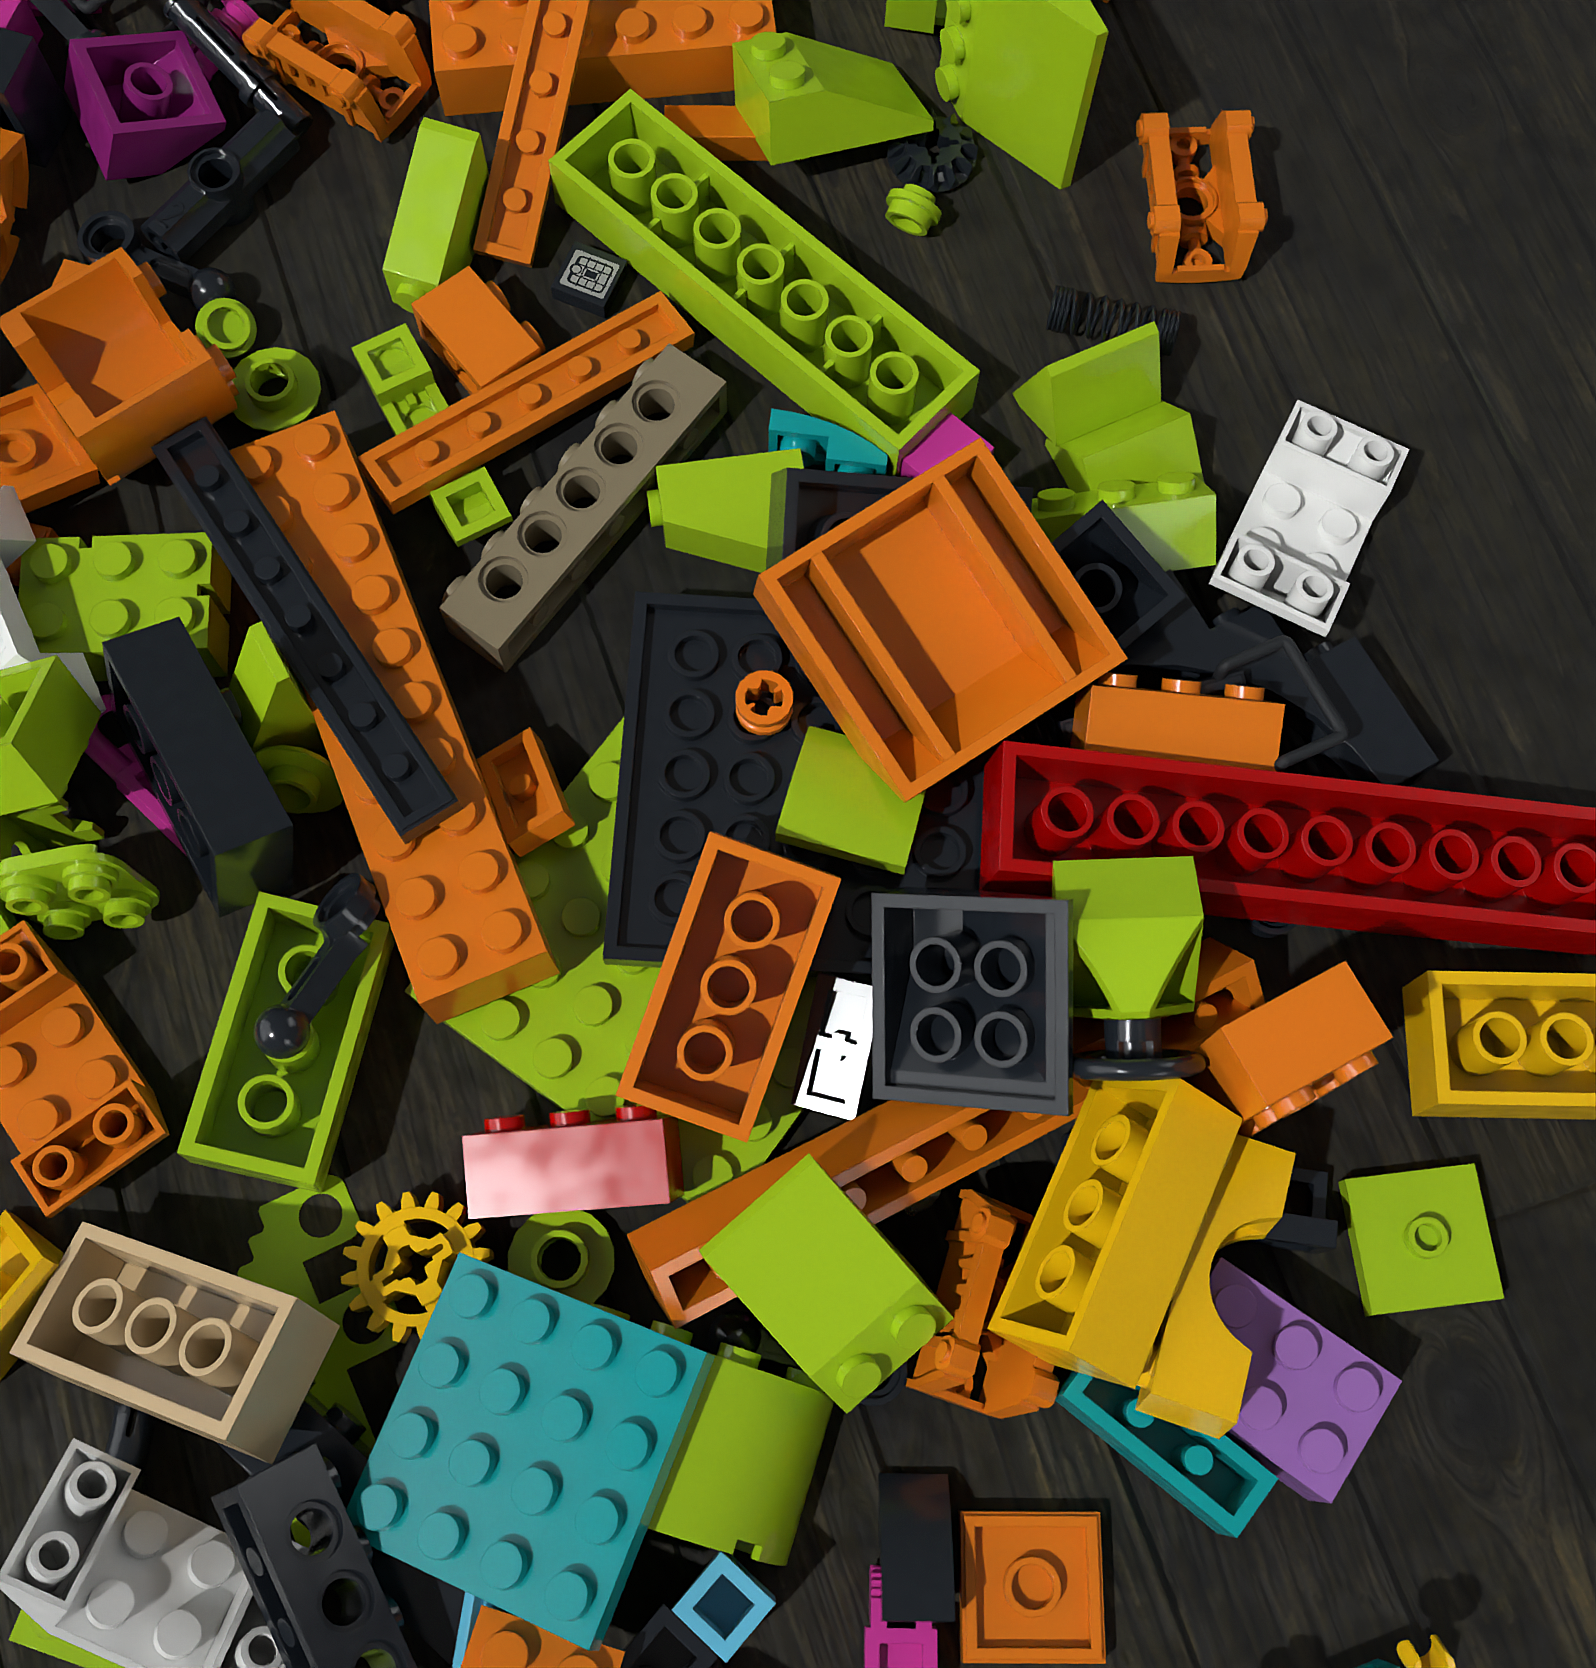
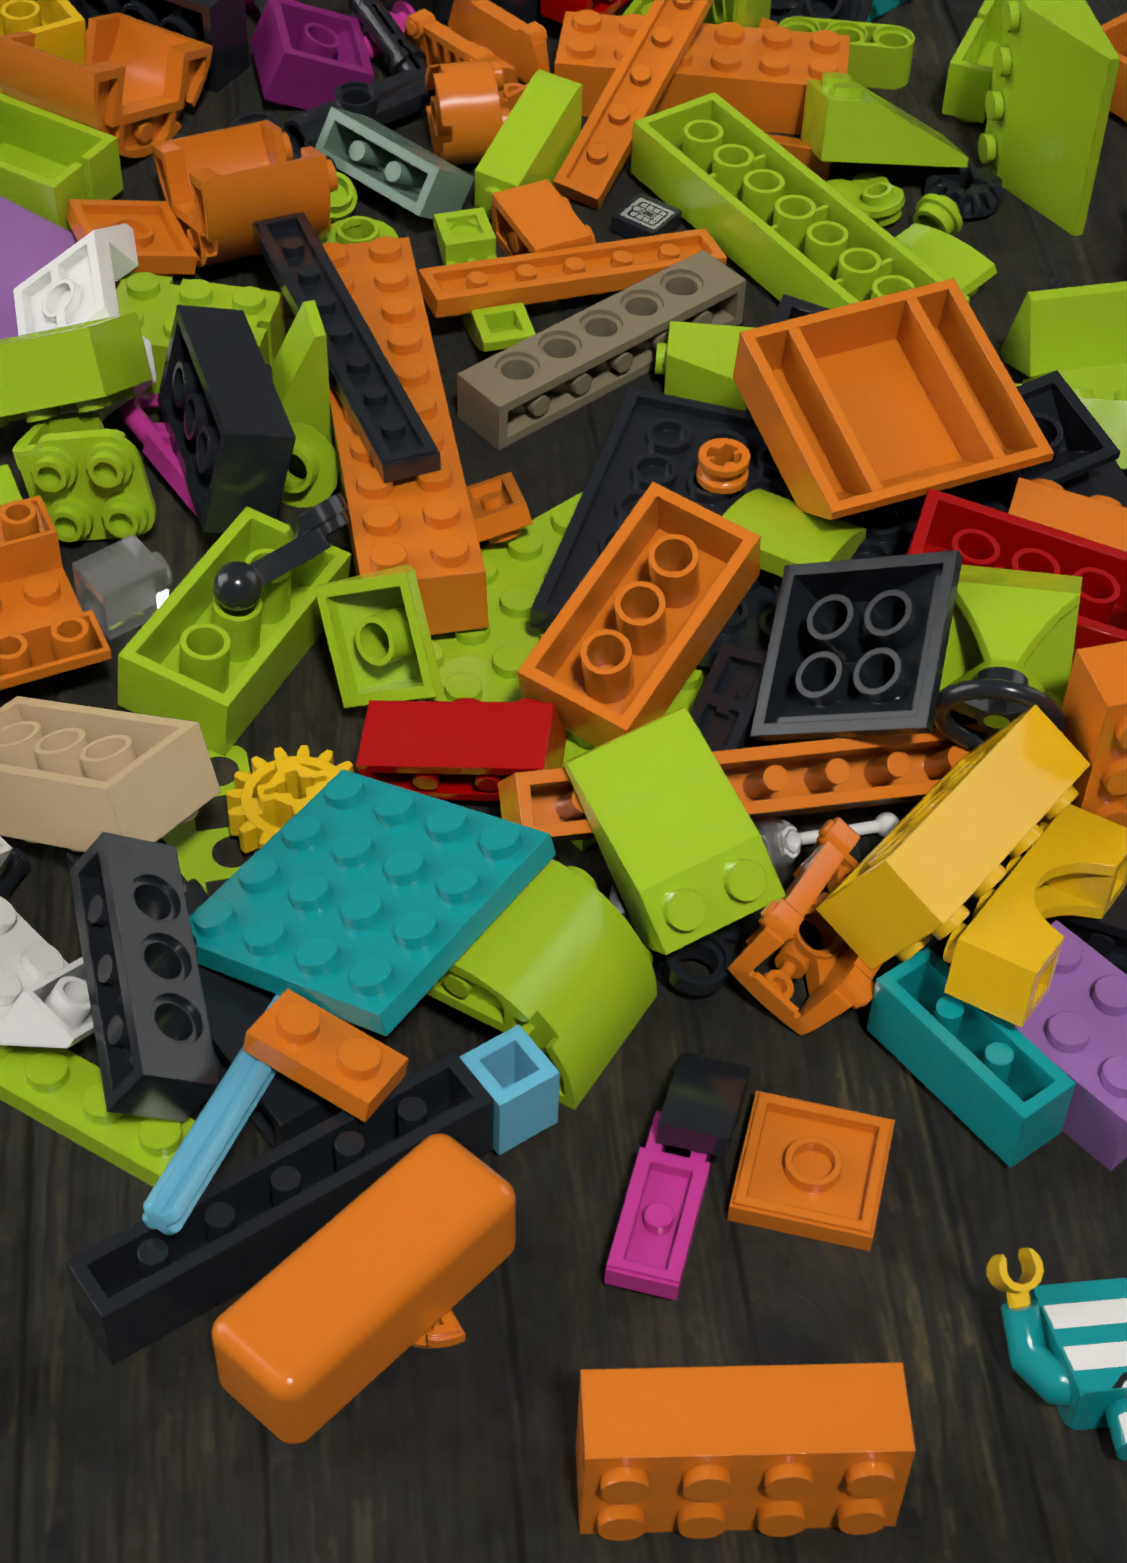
camera: 15 degrees right, 25 degrees down
(150, 999) = (122, 585): none -> clear brick
(285, 273) = (393, 164): none -> sand green brick
(349, 170) = (465, 108): none -> orange brick
(458, 1055) = (379, 637): none -> lime slope
(821, 193) = (872, 196): none -> lime plate
(928, 280) = (949, 256): none -> lime slope

